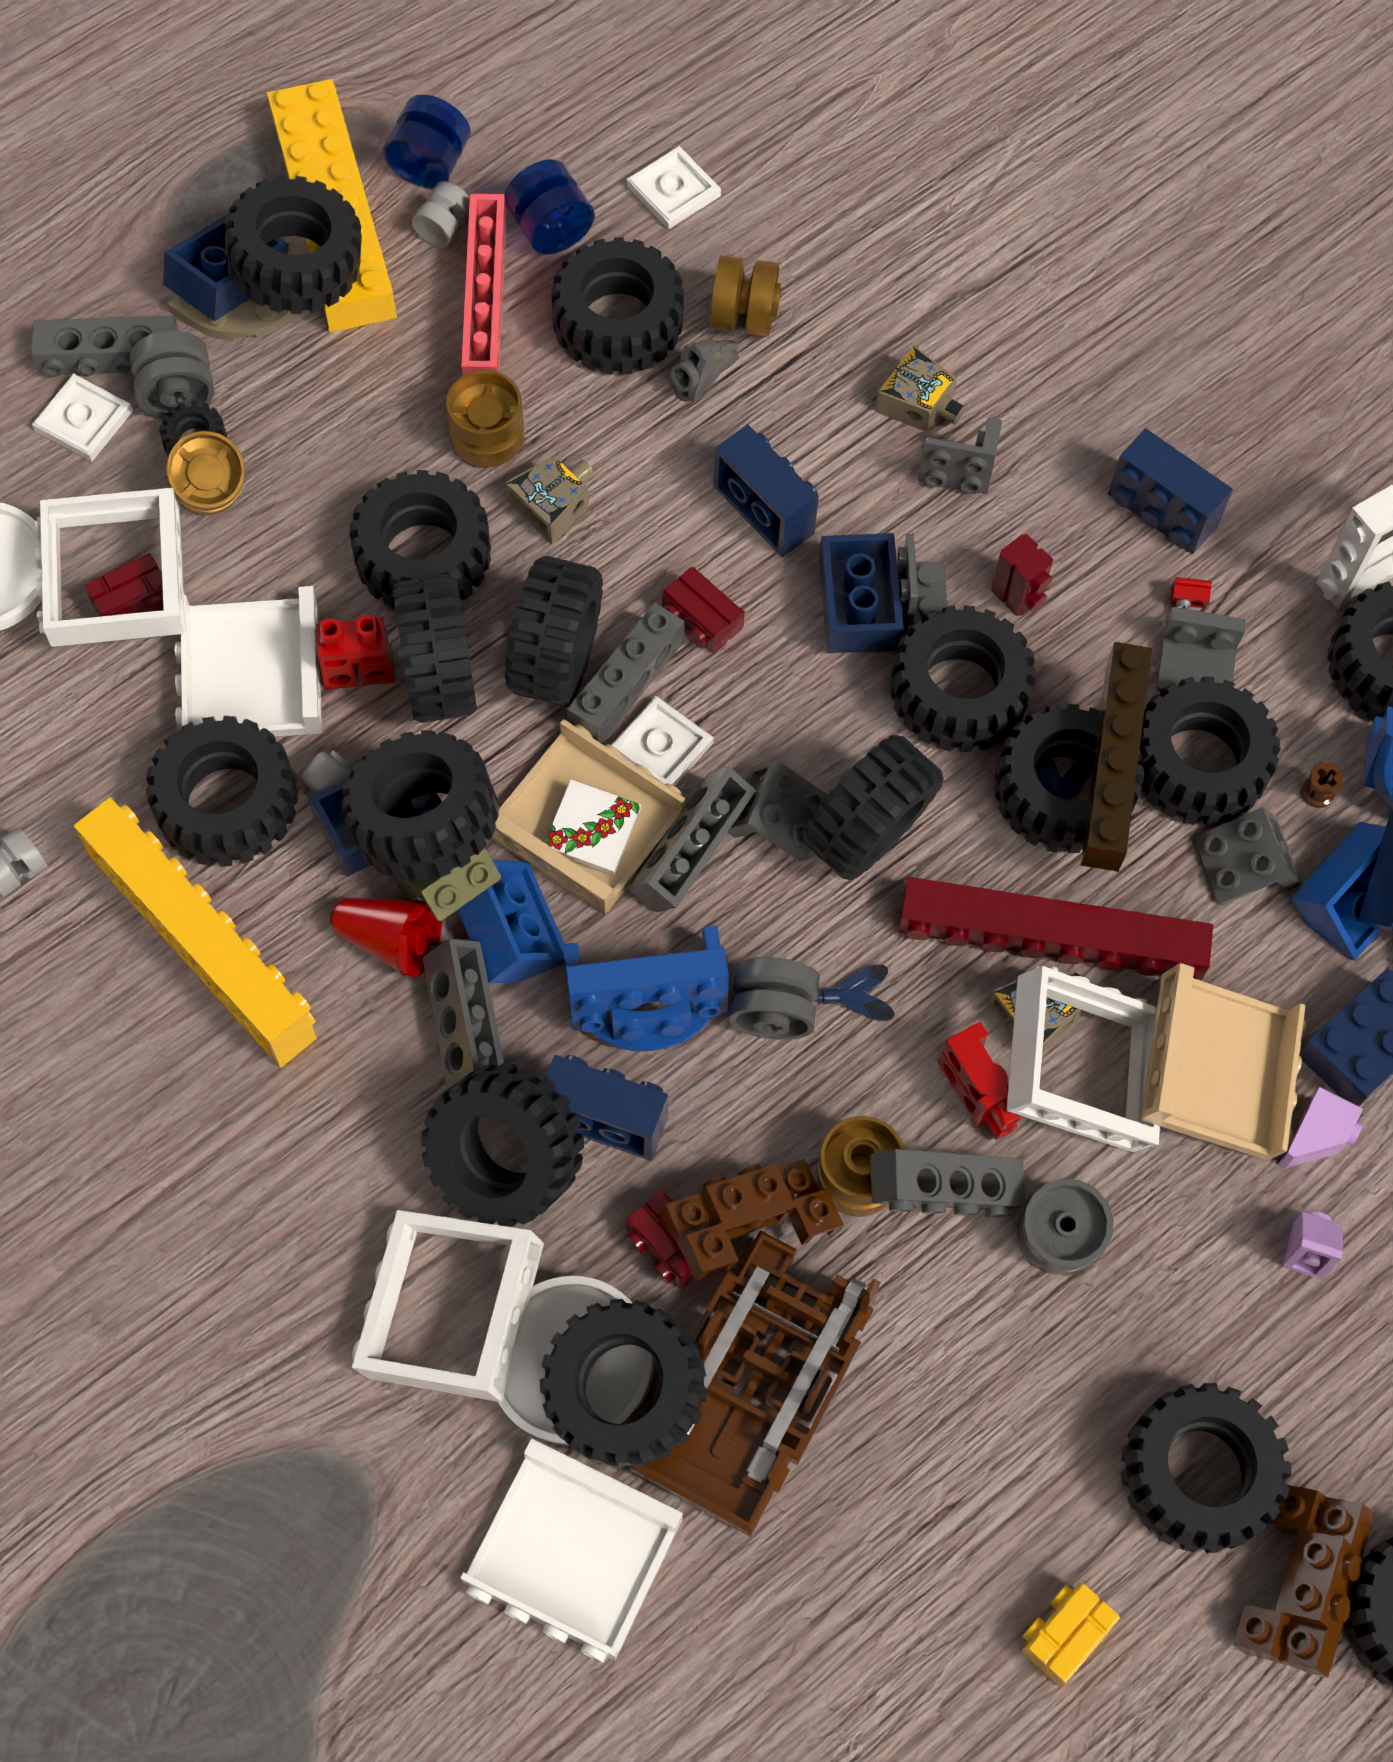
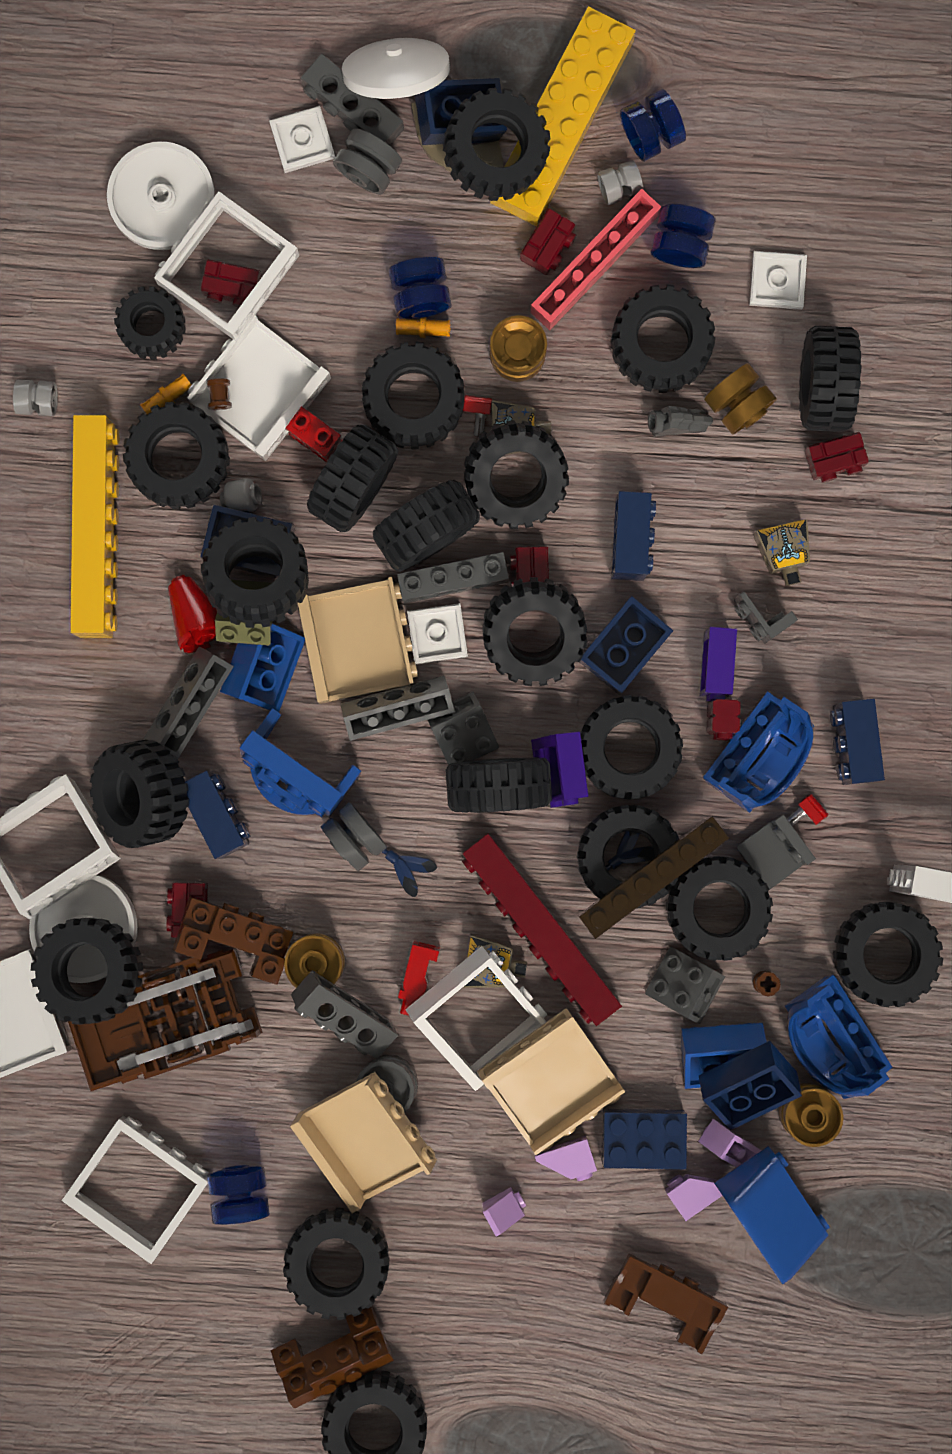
camera: 45 degrees right, 20 degrees up
(66, 668) = (141, 303): none -> black tyre
(123, 269) = (395, 68): none -> white dish
(162, 728) = (167, 394): none -> light orange pin
(187, 419) = (347, 193): black tyre -> none
(205, 472) = (329, 247): pearl gold wheel -> none
(213, 697) = (219, 394): none -> reddish brown bush
(333, 440) = (420, 287): none -> clear blue wheel
(353, 492) = (423, 327): none -> light orange pin
(421, 315) = (548, 241): none -> dark red brick
(500, 505) = (481, 407): none -> red piece
(593, 827) = (353, 651): white tile -> none
(620, 483) = (525, 508): none -> black tyre
(791, 612) = (538, 665): none -> black tyre
(812, 203) = (830, 378): none -> black tyre
(883, 280) = (837, 456): none -> dark red brick
(918, 1673) = (111, 1224): none -> white window
(920, 584) = (664, 675): dark grey bracket -> none
(928, 729) = (566, 766): none -> dark purple window
(964, 530) = (718, 663): none -> dark purple window
(1017, 1484) = (237, 1186): none -> clear blue wheel
(1069, 1633) = (198, 1273): yellow brick -> none
(1101, 1296) = (363, 1141): none -> tan panel
(1114, 573) = (776, 766): none -> blue piece

